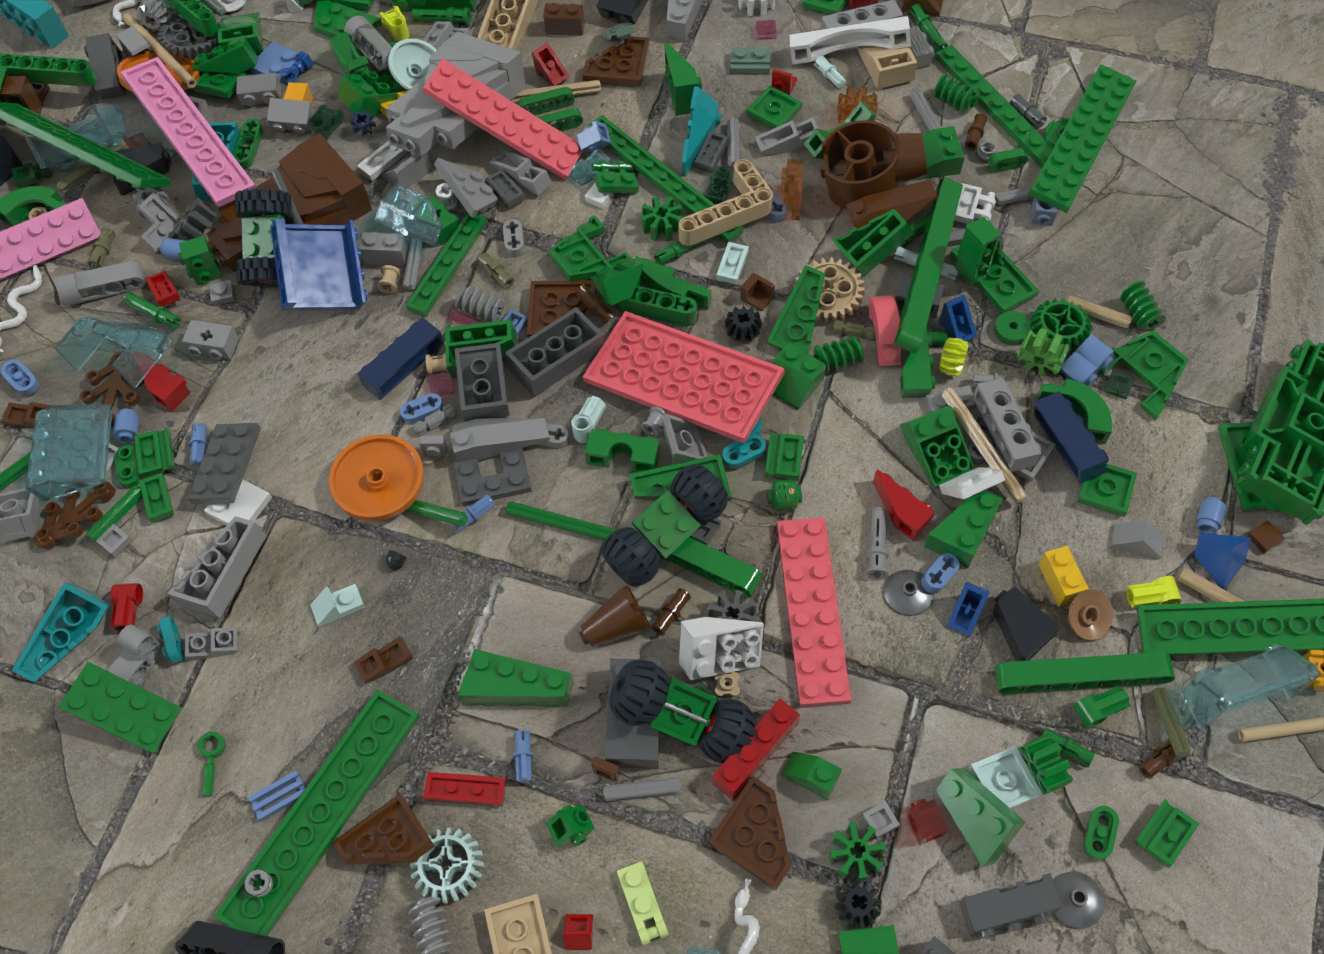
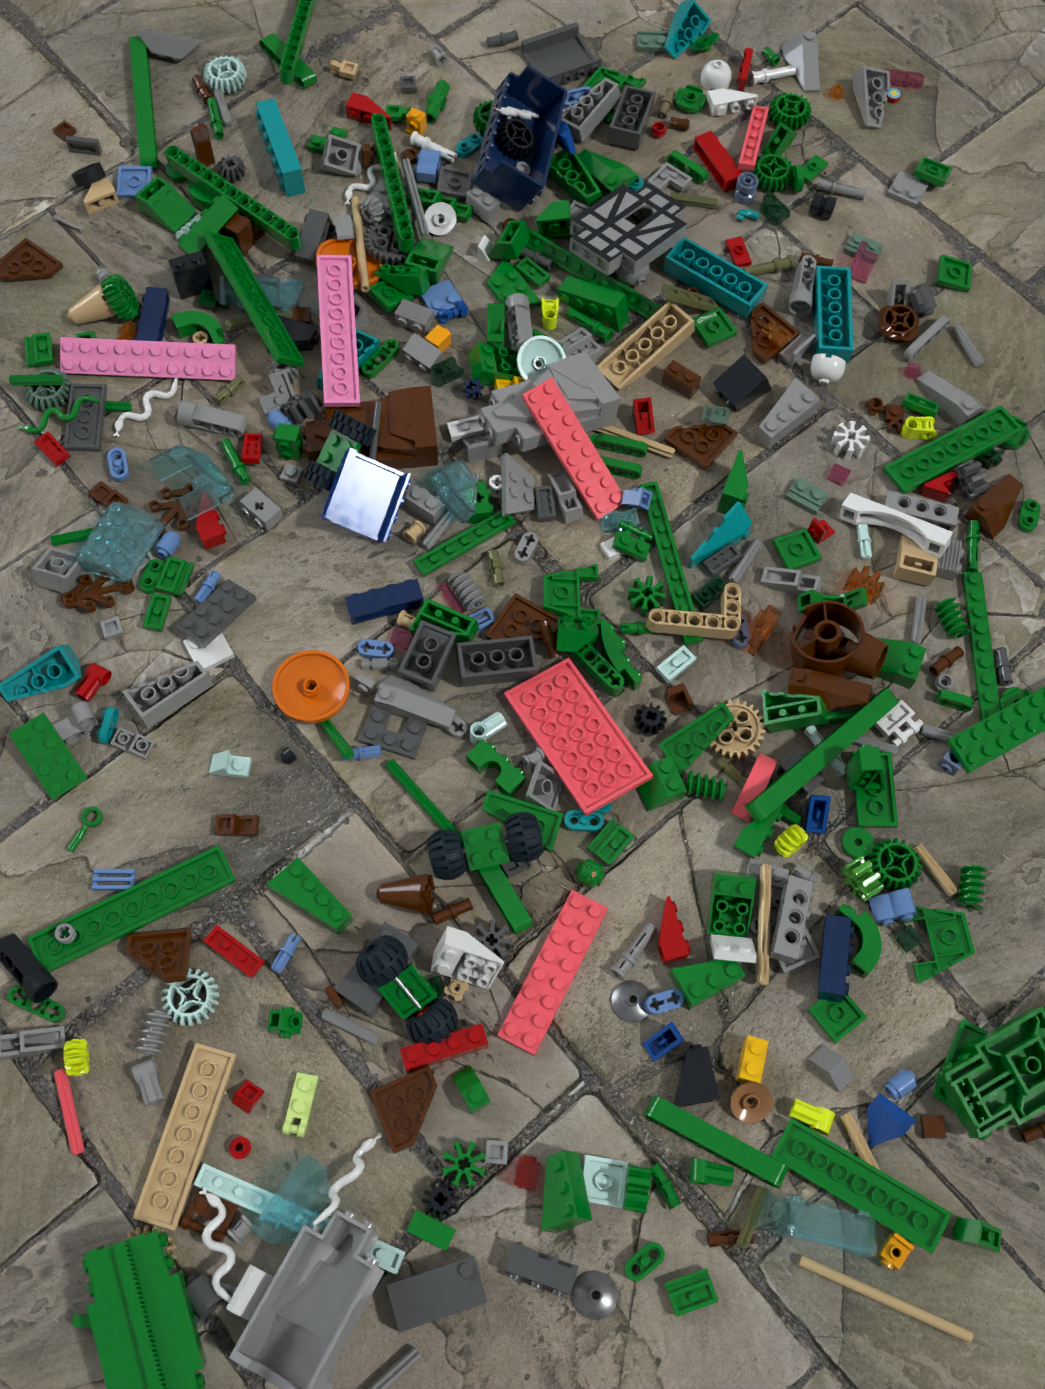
camera: 25 degrees right, 5 degrees up
(115, 513) = (124, 608): green axle -> none

